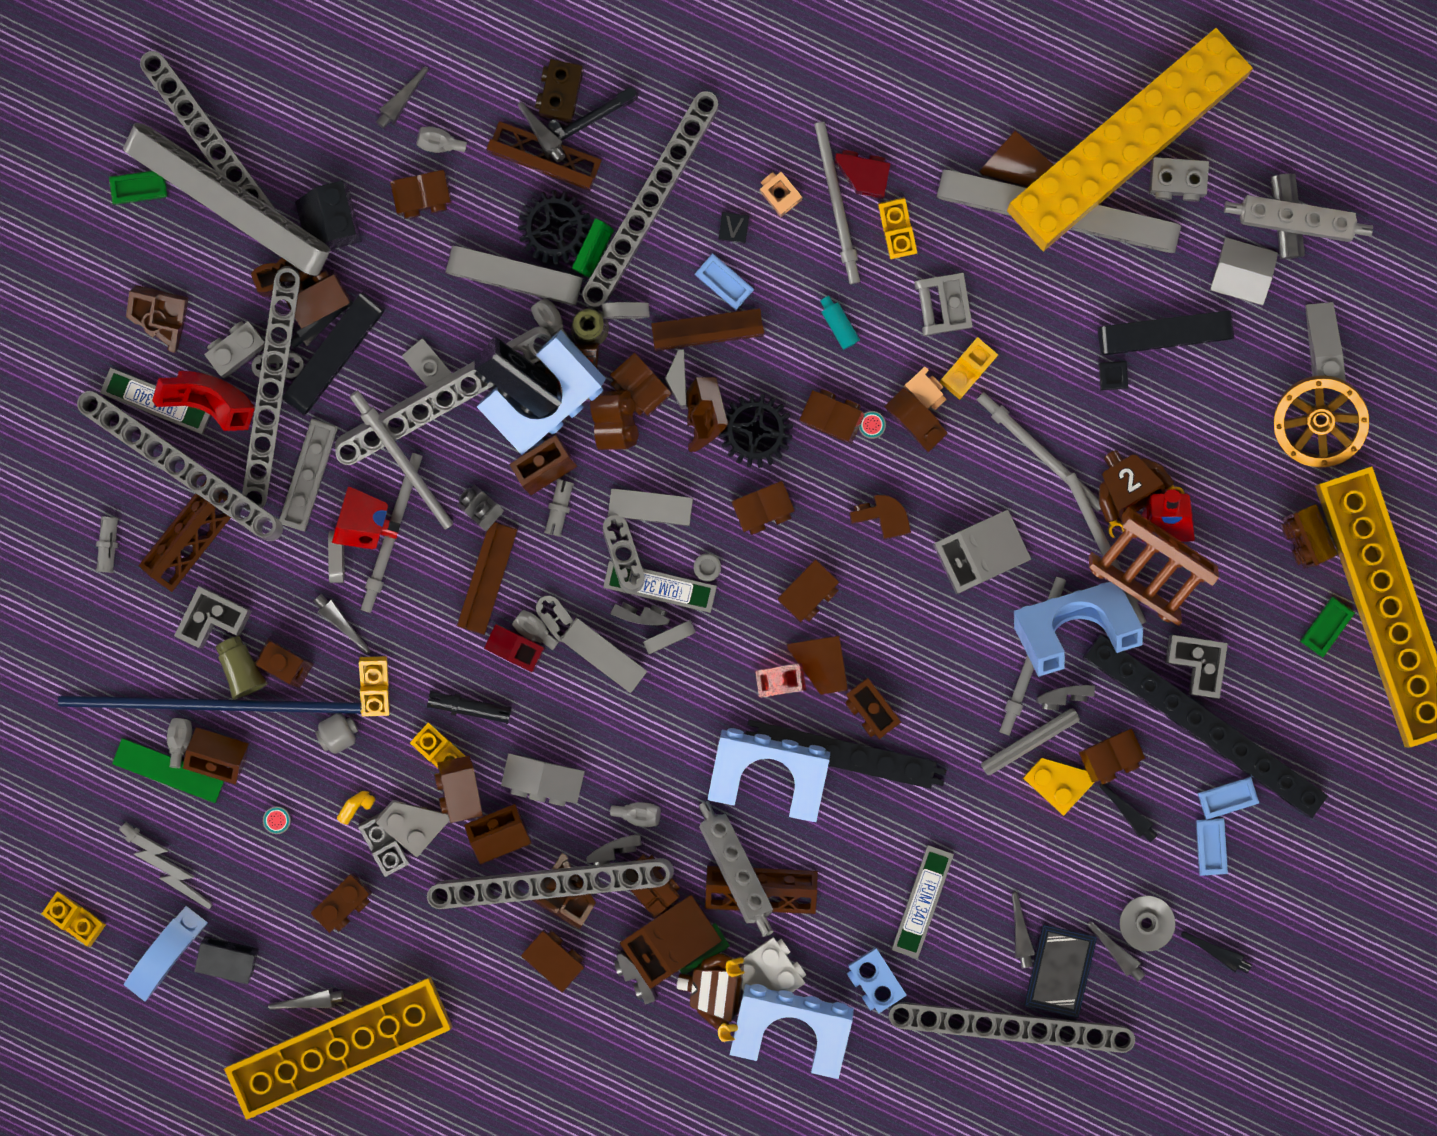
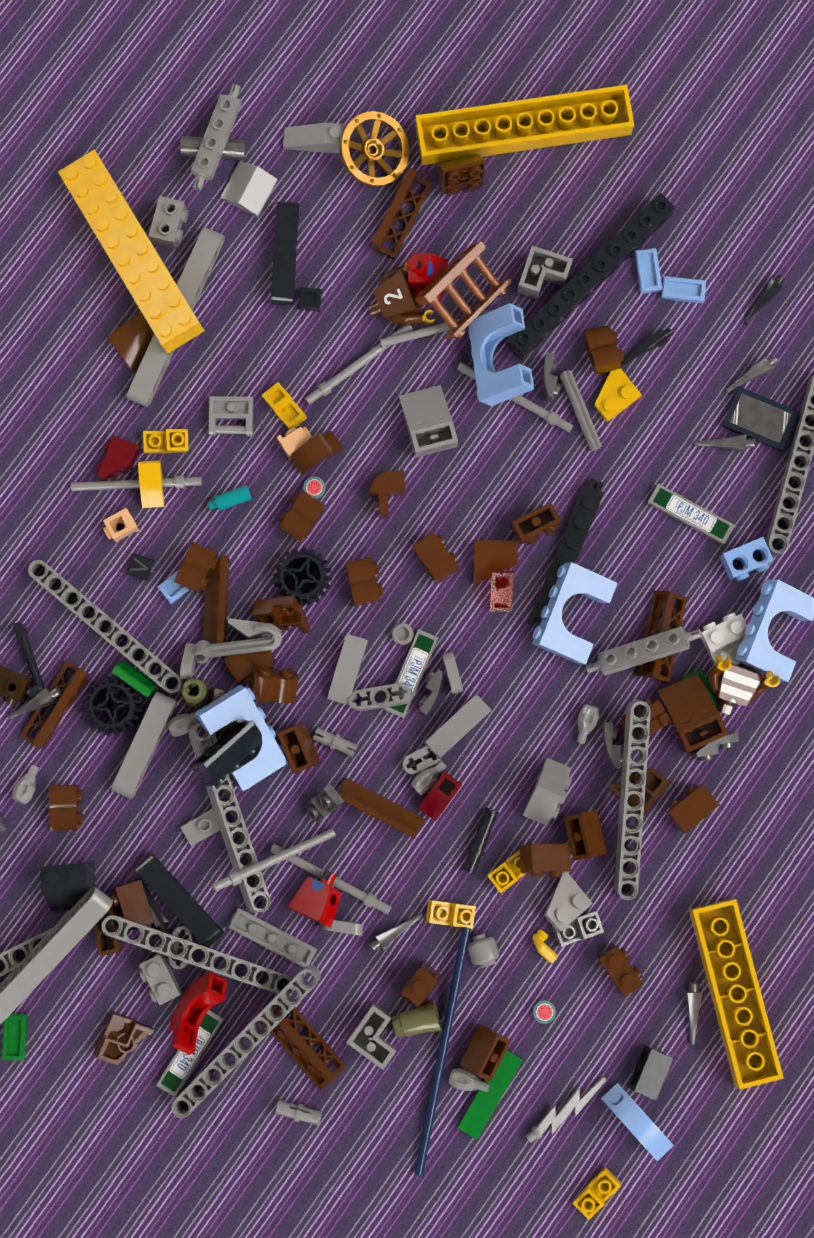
camera: 90 degrees left, 5 degrees down
(642, 328) = (206, 650): none -> light grey piece
(742, 298) = (196, 568): none -> reddish brown brick
(838, 221) = (151, 484): none -> yellow slope
(1161, 926) = (739, 337): light grey dish -> none
(1247, 461) = (394, 210): none -> reddish brown fence
(1327, 627) = (530, 175): green tile -> none

